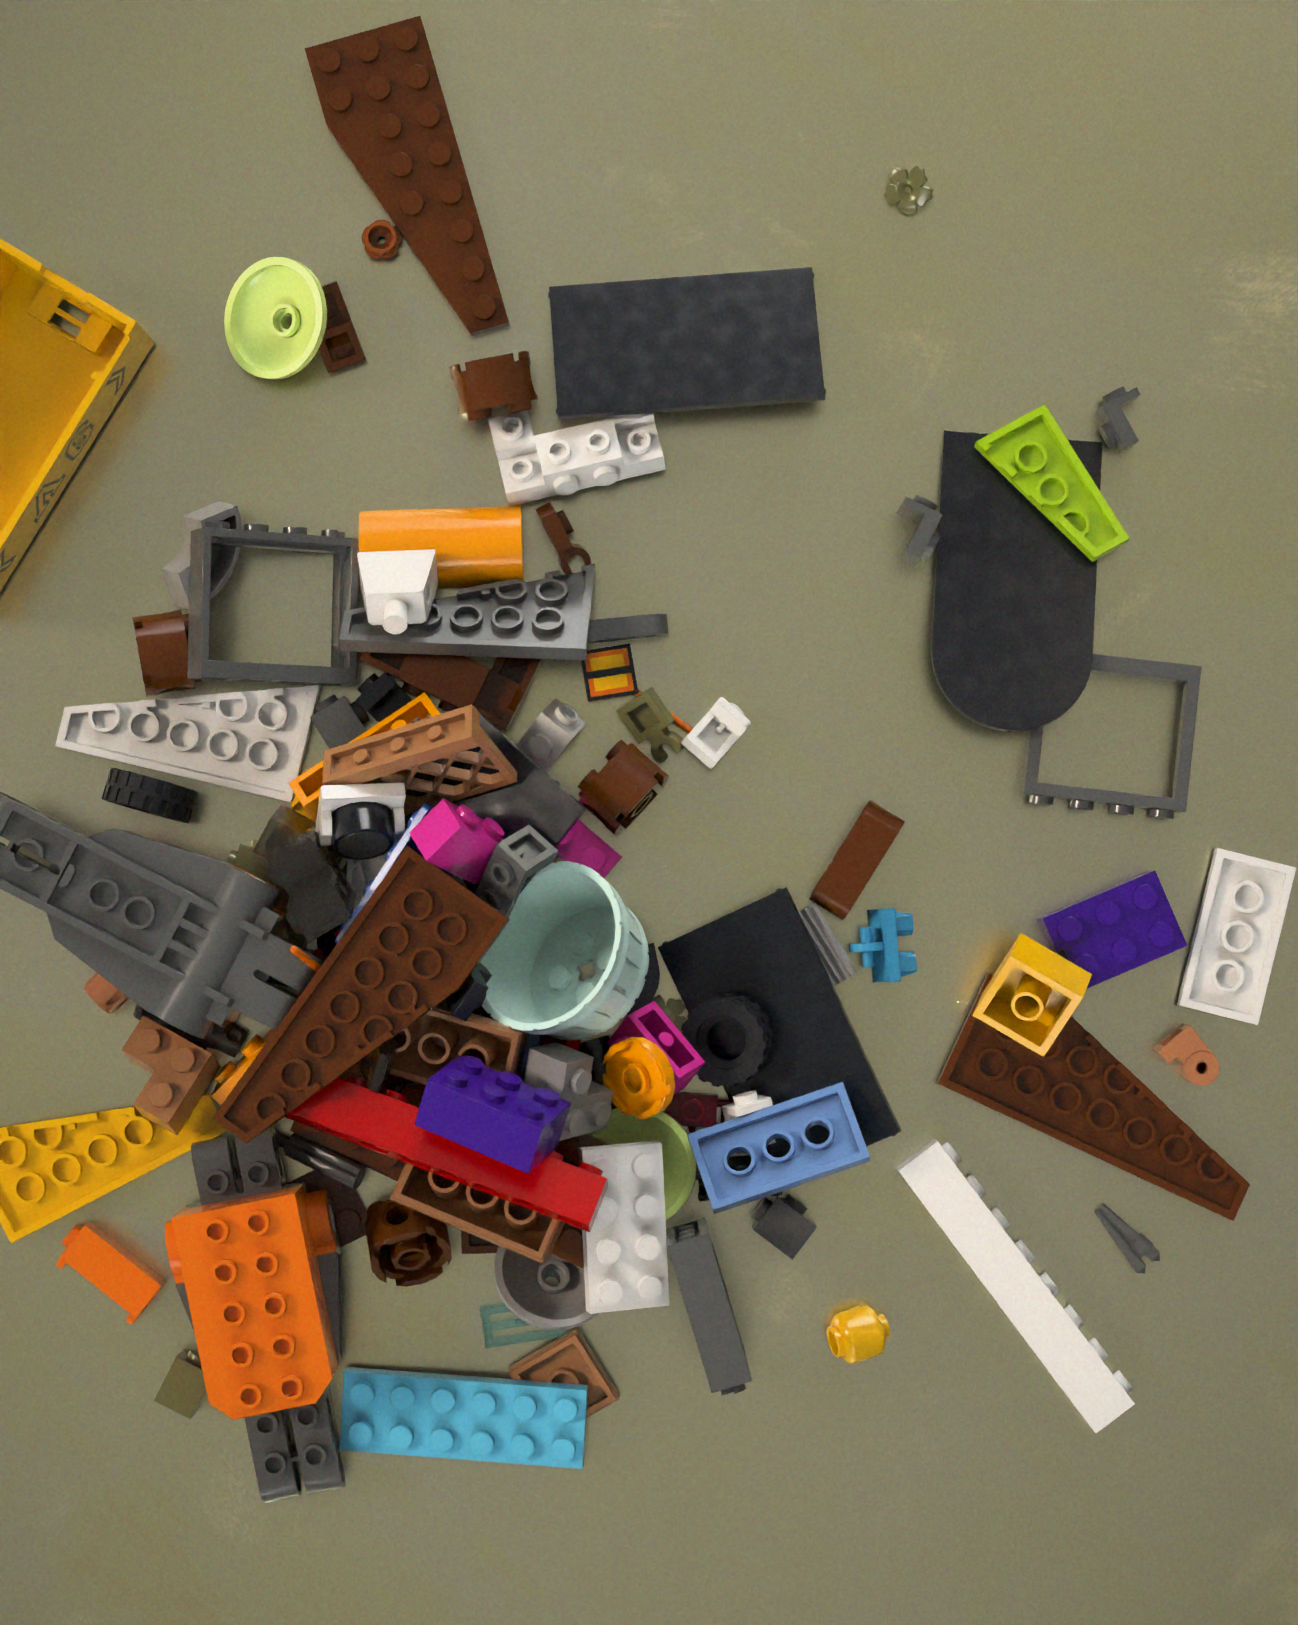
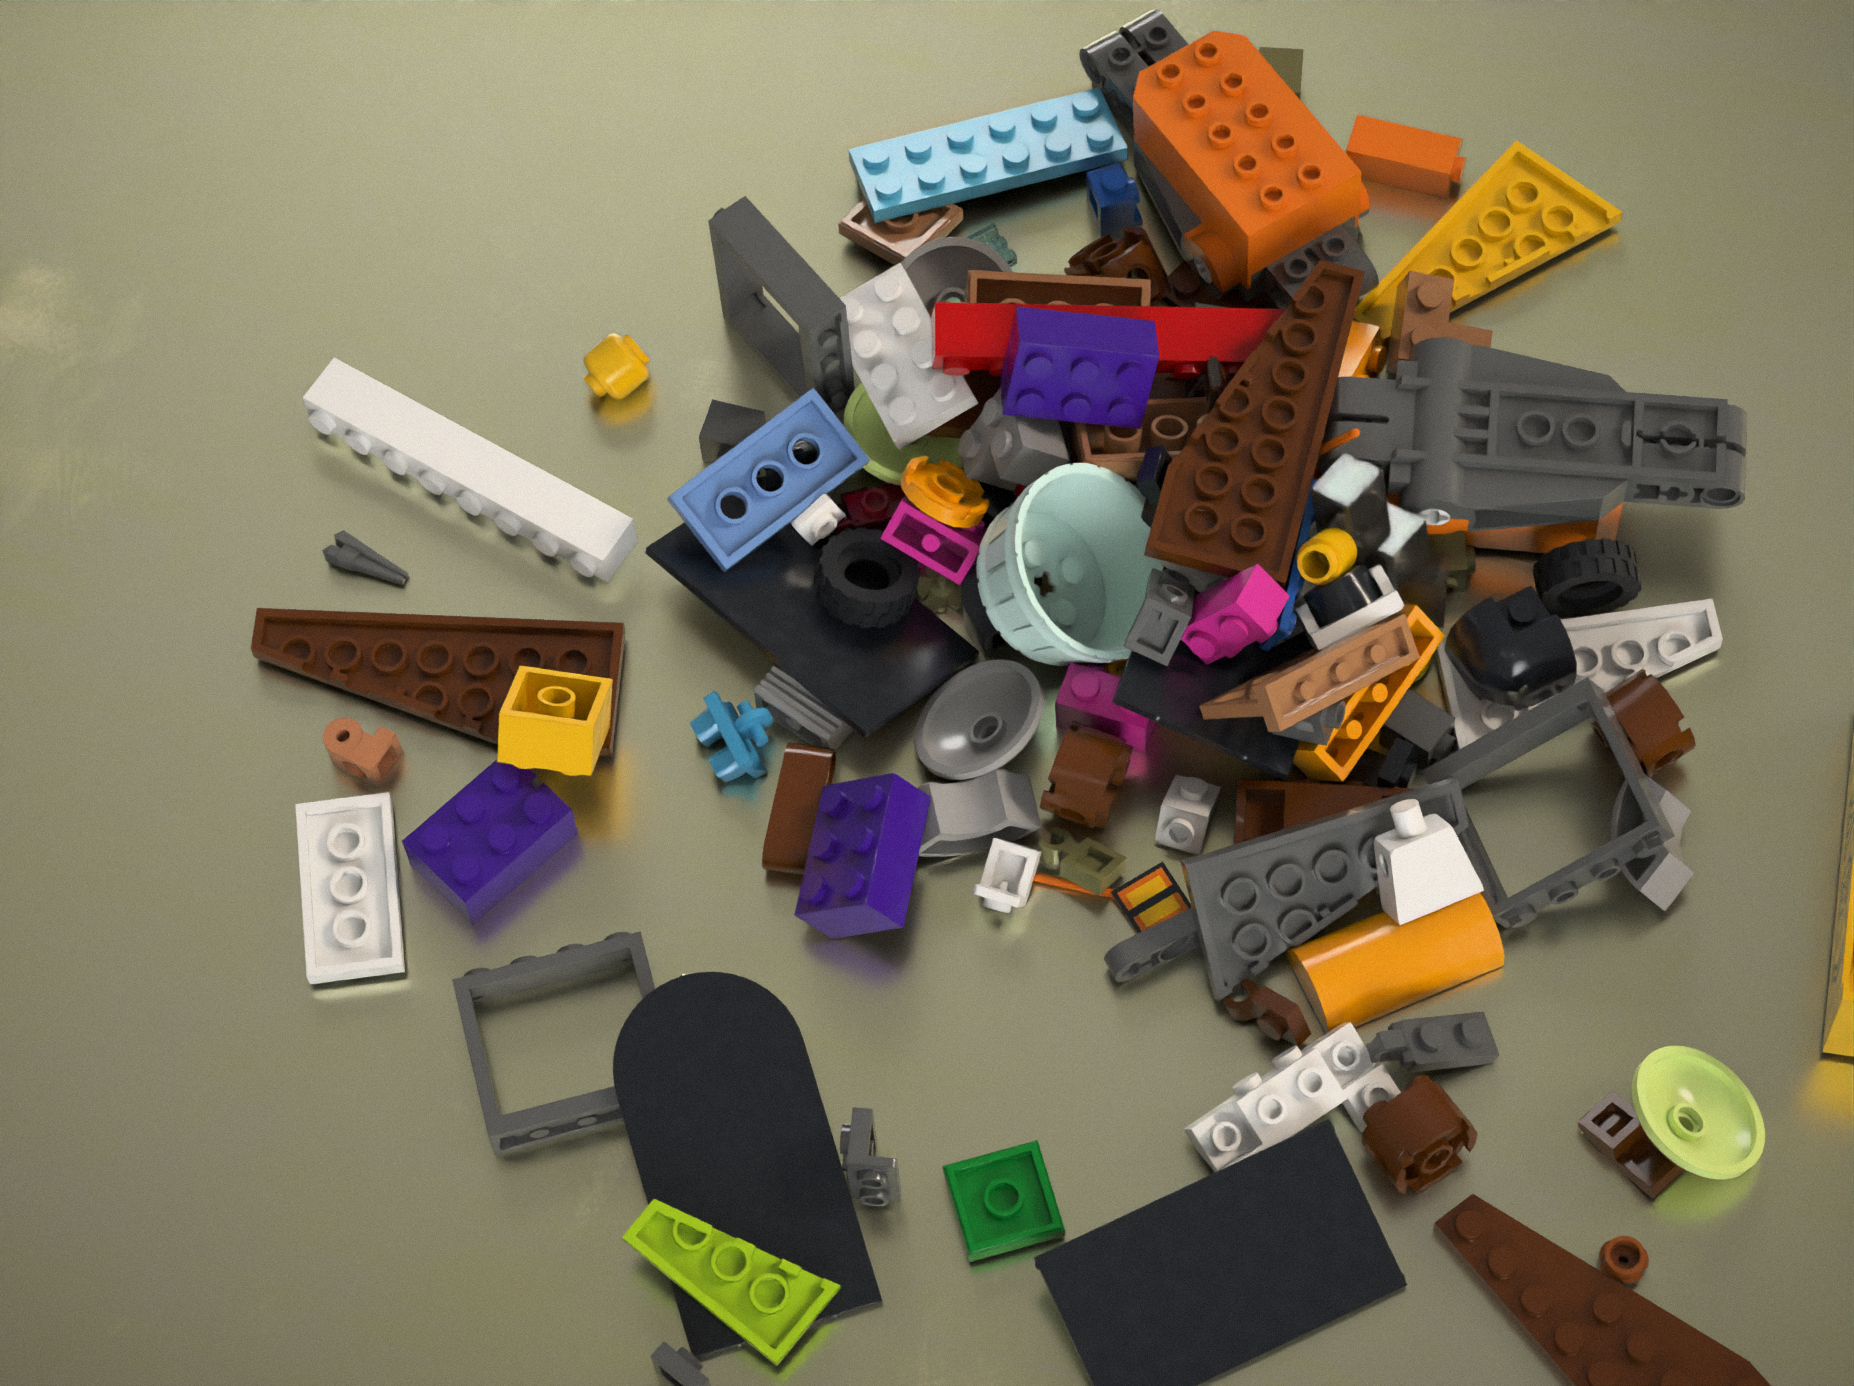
camera: 165 degrees right, 25 degrees down
(239, 752) = (1512, 651): none -> black brick
(362, 860) = (1326, 556): none -> yellow brick
(376, 1326) = (1112, 199): none -> blue brick
(444, 457) = (1436, 1042): none -> dark grey hinge
(697, 887) = (979, 719): none -> light grey dish
(724, 797) = (973, 812): none -> light grey brick
(824, 469) = (1003, 1201): none -> green plate
(826, 785) = (862, 856): none -> dark purple brick

